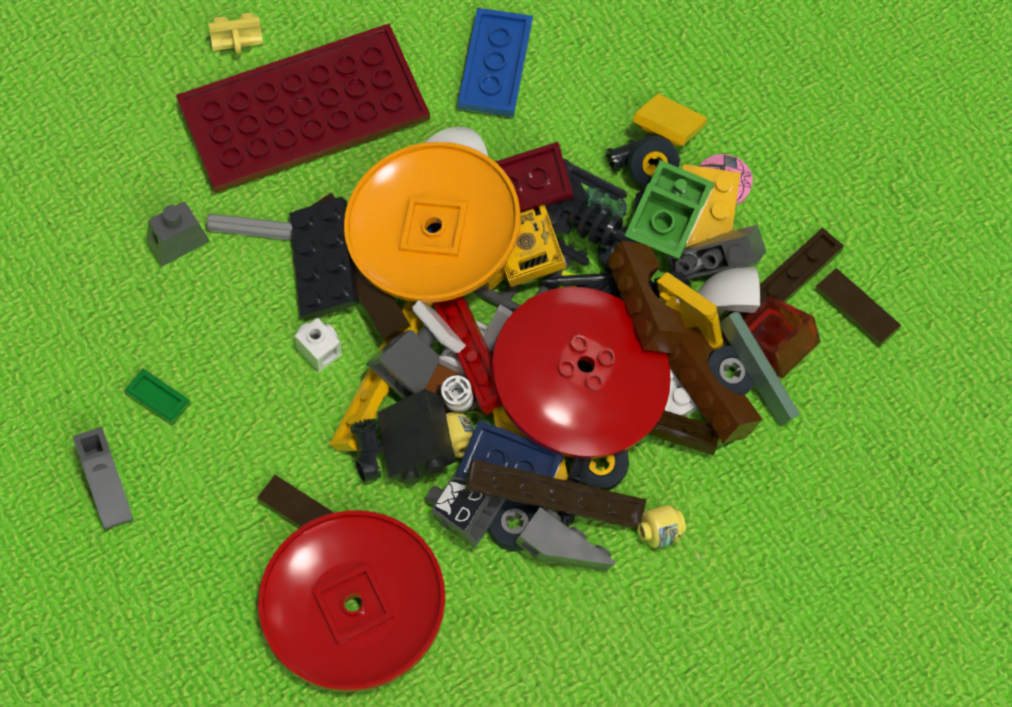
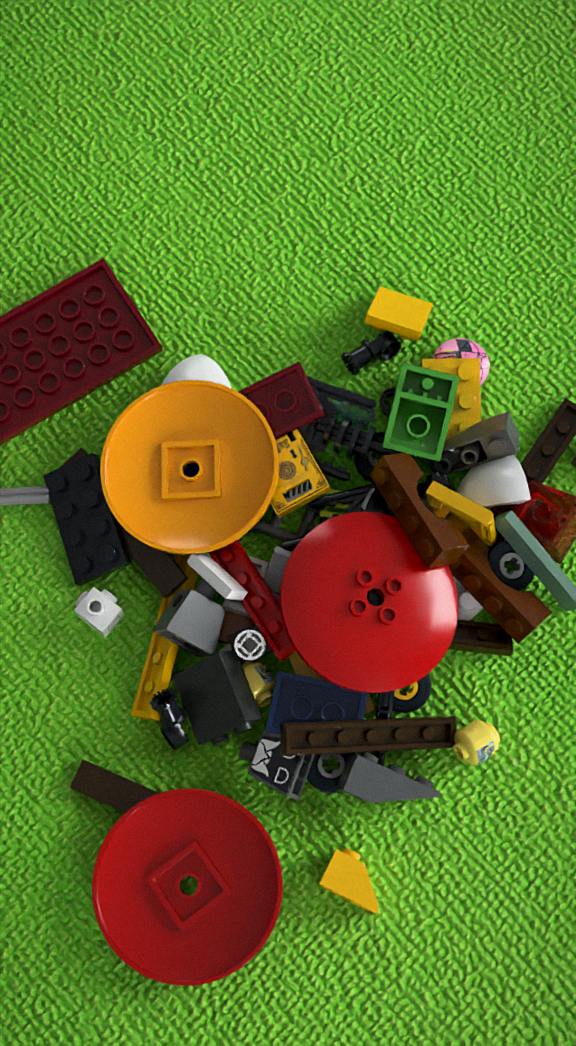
camera: 15 degrees left, 10 degrees up
(495, 62) = (215, 281): blue plate -> none
(508, 627) = (349, 880): none -> yellow slope
(650, 148) = (382, 350): black bush -> none

